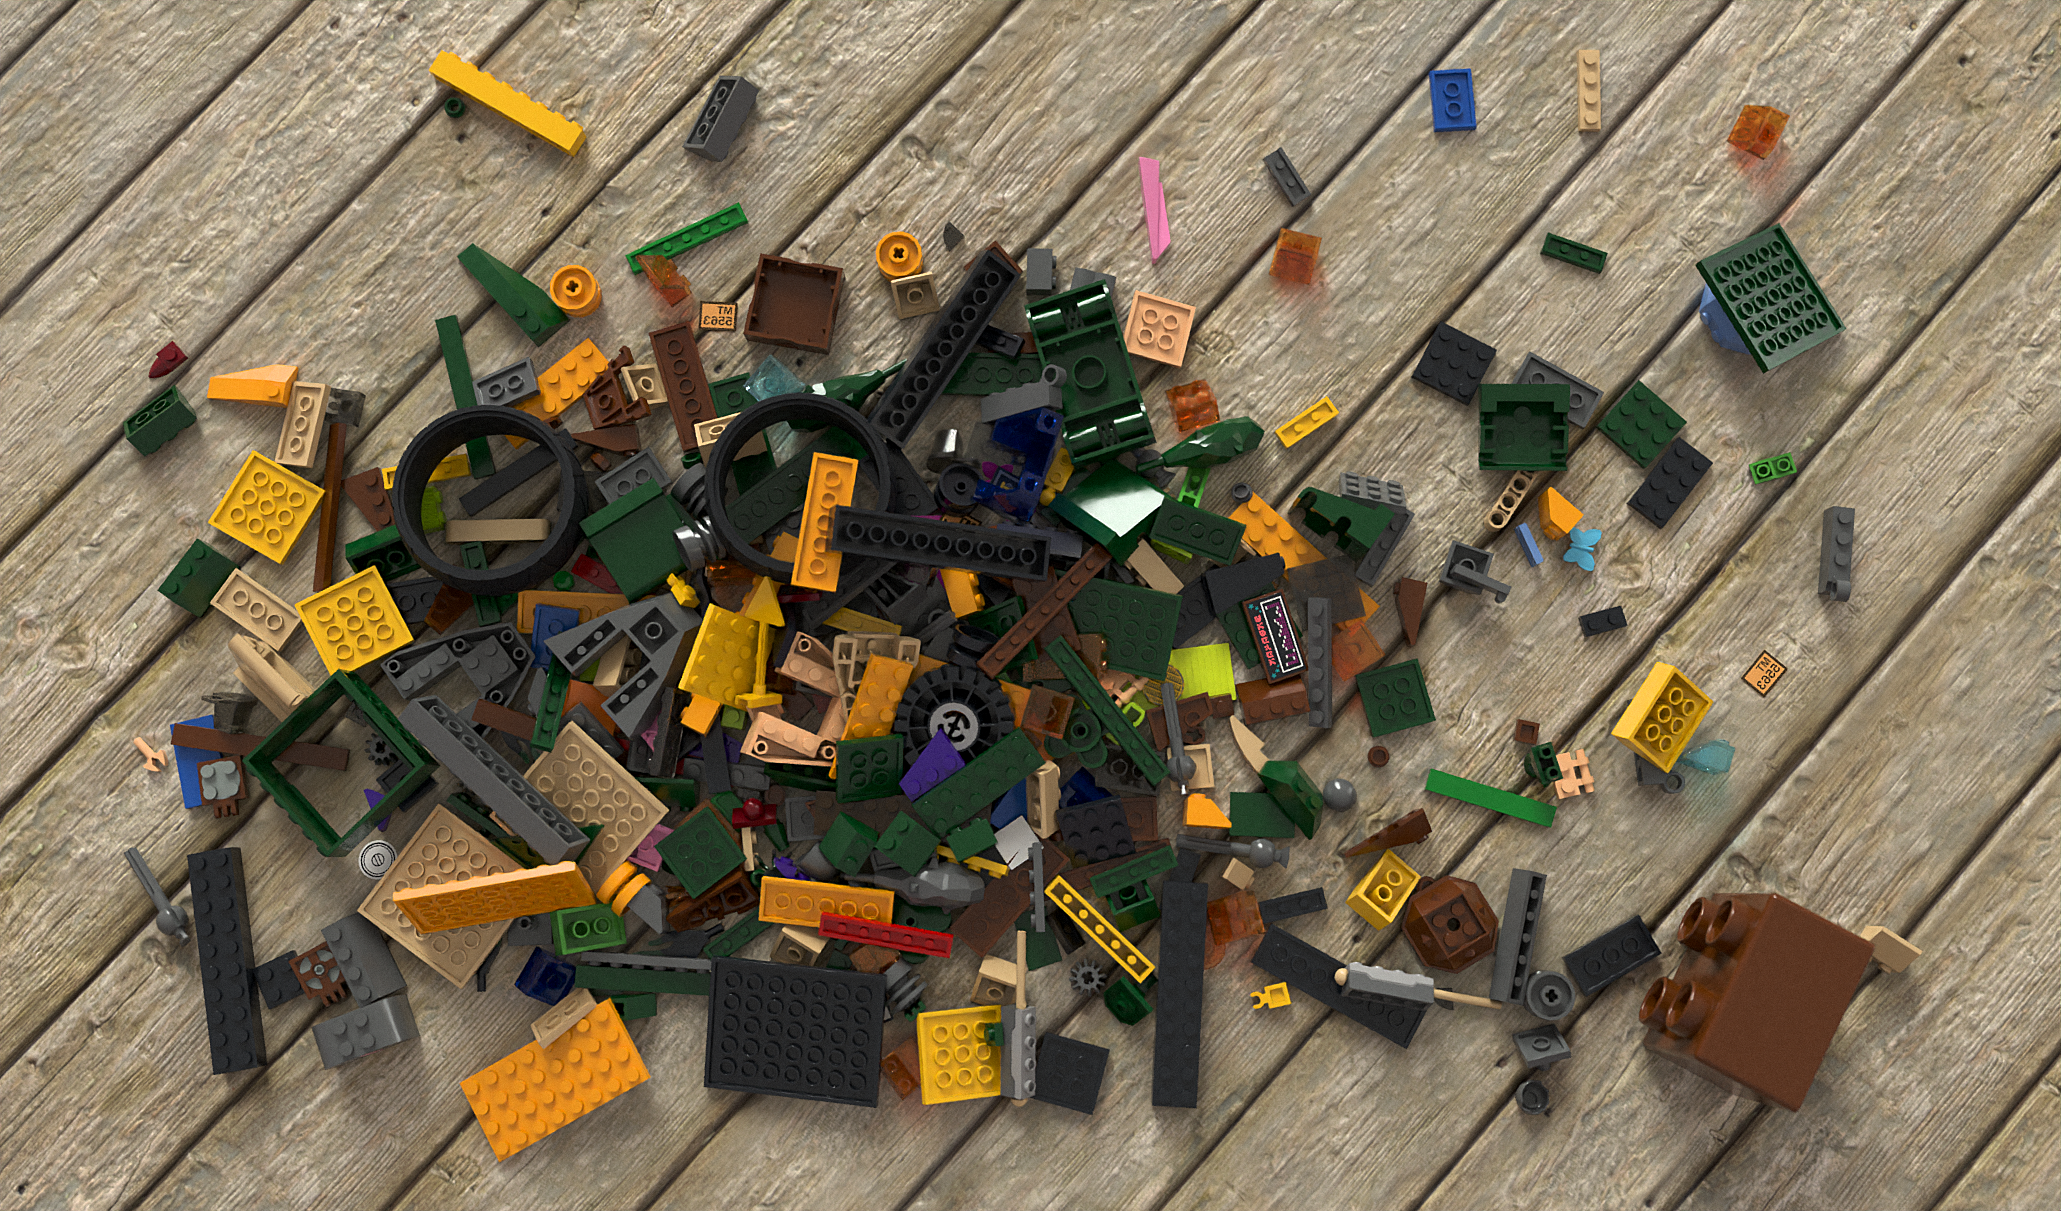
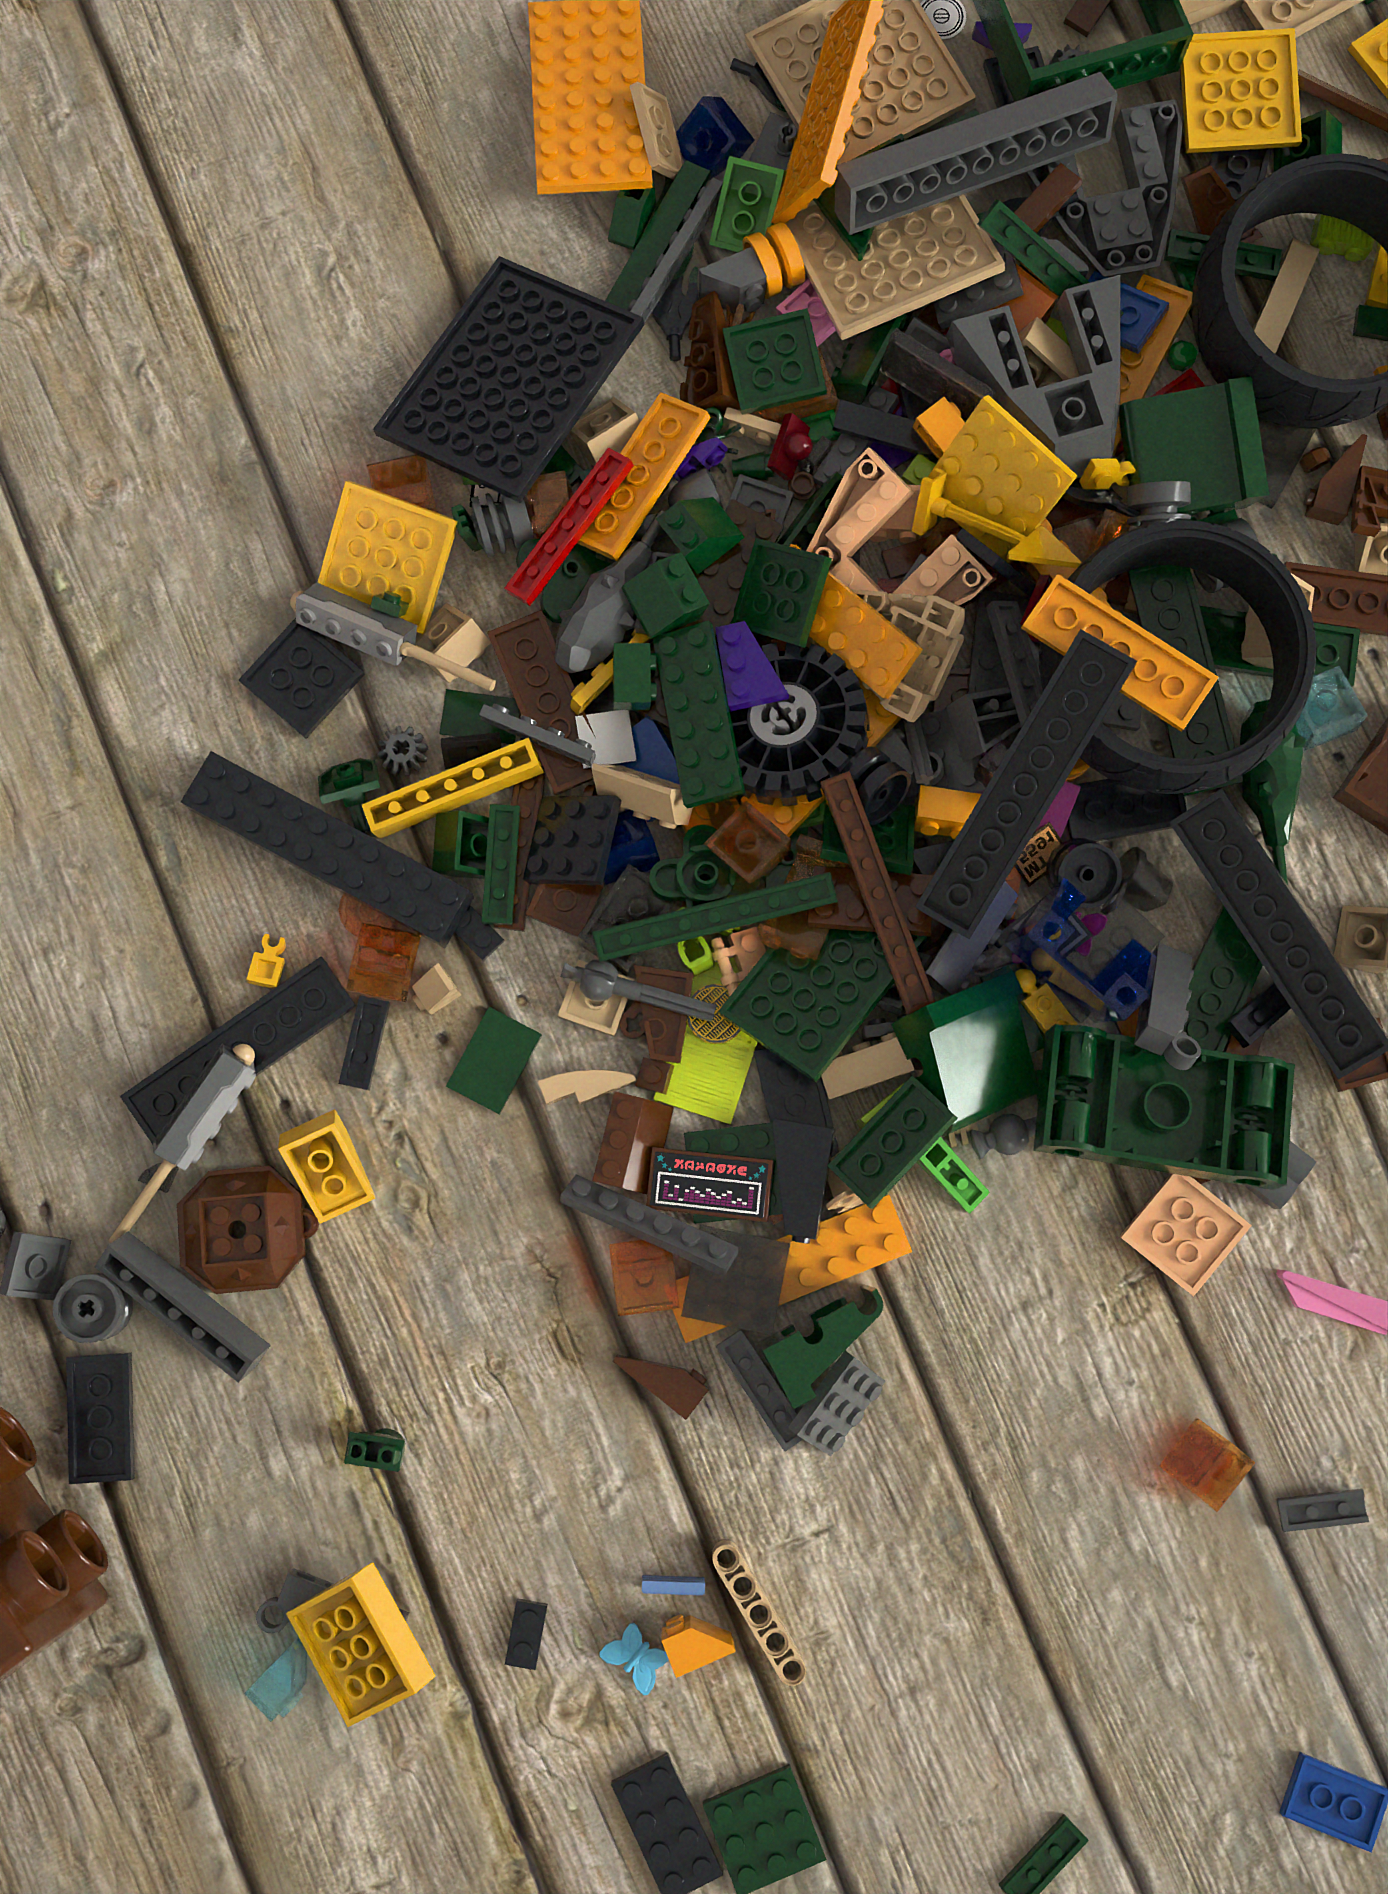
camera: 110 degrees right, 0 degrees up
(511, 477) = (1340, 346): black tile -> none
(633, 474) = (1287, 497): dark grey plate -> none
(737, 936) = (653, 363): dark green tile -> none
(855, 621) = (966, 672): yellow plate -> none
(1039, 271) = (1330, 1114): dark grey brick -> none
(1192, 405) = (1062, 1227): clear orange slope -> none
(1203, 813) = (527, 979): light orange slope -> none
(1211, 446) = (996, 1224): dark green piece -> none
(1241, 492) = (917, 1236): dark grey plate -> none
(1260, 852) = (447, 1032): dark grey piece -> none
(1295, 793) = (499, 1111): dark green wedge -> none
(1306, 422) = (971, 1368): yellow plate -> none
(1339, 795) = (471, 1170): dark grey hair -> none
(1378, 756) = (495, 1244): reddish brown plate -> none
(1395, 698) = (558, 1303): dark green plate -> none
(1406, 830) = (385, 1224): reddish brown wedge -> none
(1454, 363) = (963, 1611): black plate -> none
(1469, 557) = (681, 1483): dark grey slope -> none
(1482, 581) = (631, 1511): dark grey hinge -> none
(1490, 798) = (372, 1363): green tile -> none
(1523, 426) = (834, 1659): dark green panel -> none
(1526, 732) = (432, 1453): reddish brown plate -> none
(1569, 784) = (352, 1478): light nougat plate -> none
(1583, 396) = (863, 1734): dark grey plate -> none
(1764, 673) = (354, 1821): clear orange sticker -> none

